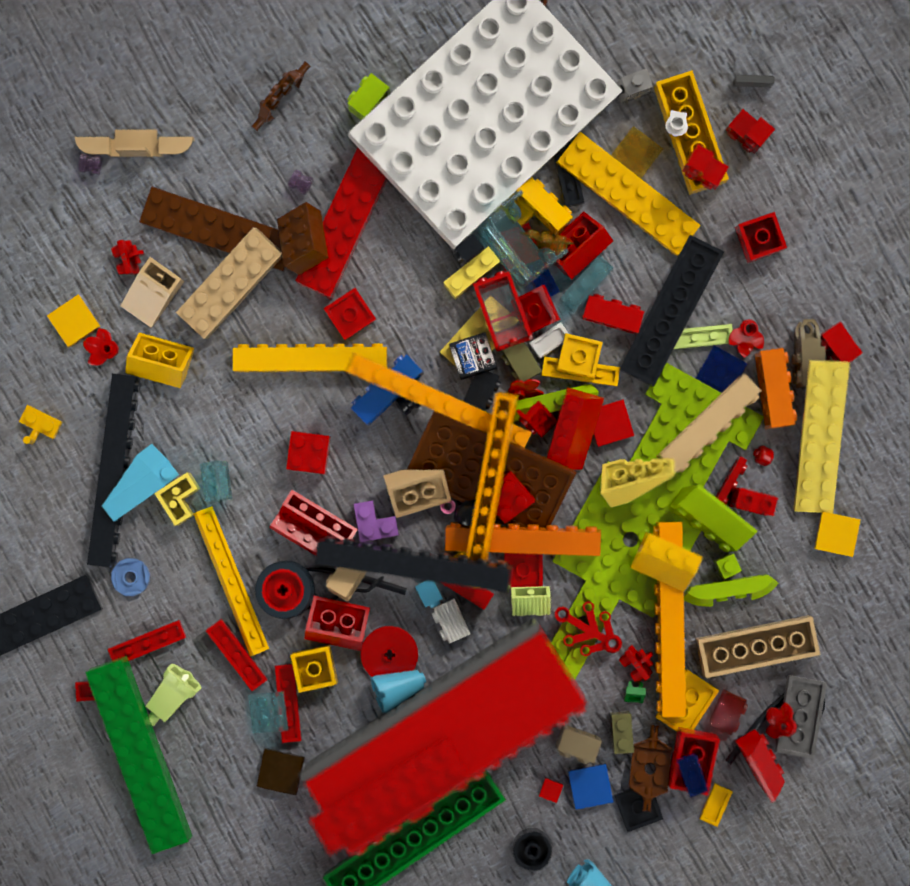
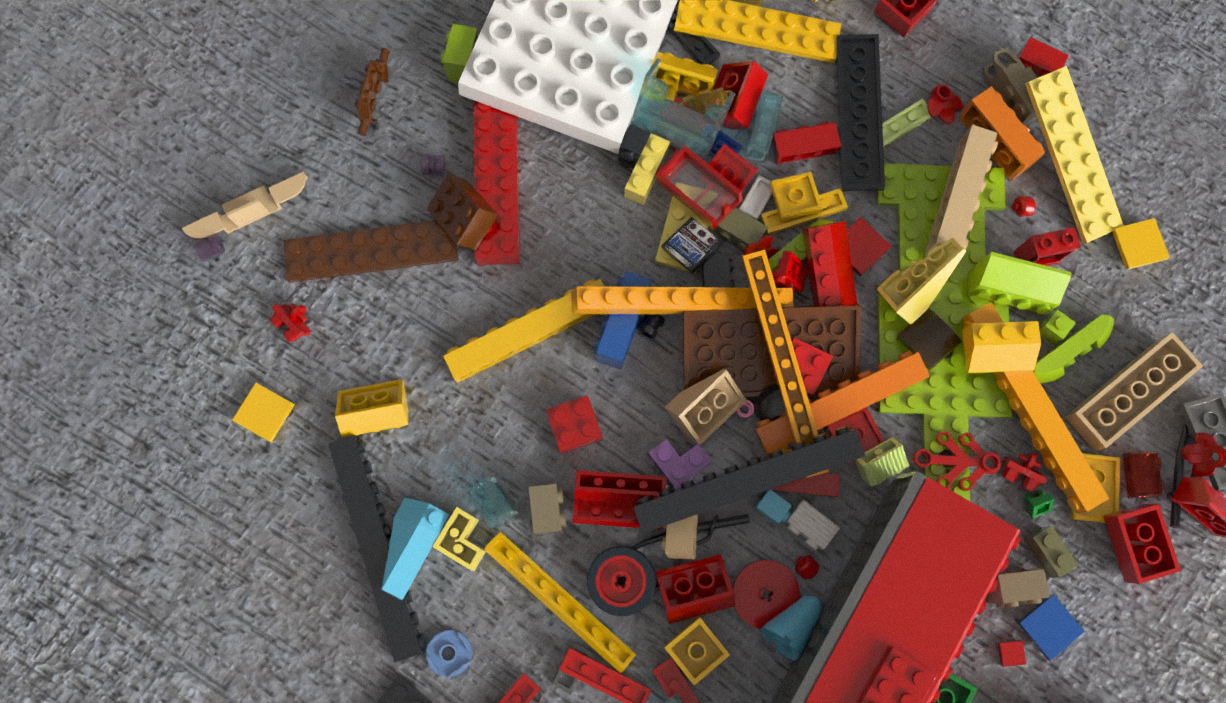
camera: 30 degrees left, 10 degrees down
(40, 423) = (274, 536): yellow plate -> none
(98, 347) = (301, 425): red plate -> none
(151, 292) = (332, 341): tan slope -> none
(230, 283) = (409, 292): tan brick -> none
(254, 508) = (546, 510): none -> dark tan brick
(350, 314) = (546, 267): red plate -> none
(432, 649) = (806, 567): none -> red piece
(620, 525) = (930, 338): none -> dark brown slope
(631, 807) = (1110, 623): black tile -> none
(654, 752) = (1116, 588): reddish brown plate -> none
(692, 775) = (1156, 556): clear blue plate -> none
(715, 805) = (1187, 581): yellow tile -> none
(720, 369) = (936, 144): clear blue plate -> none
(730, 482) = (1008, 231): red plate -> none

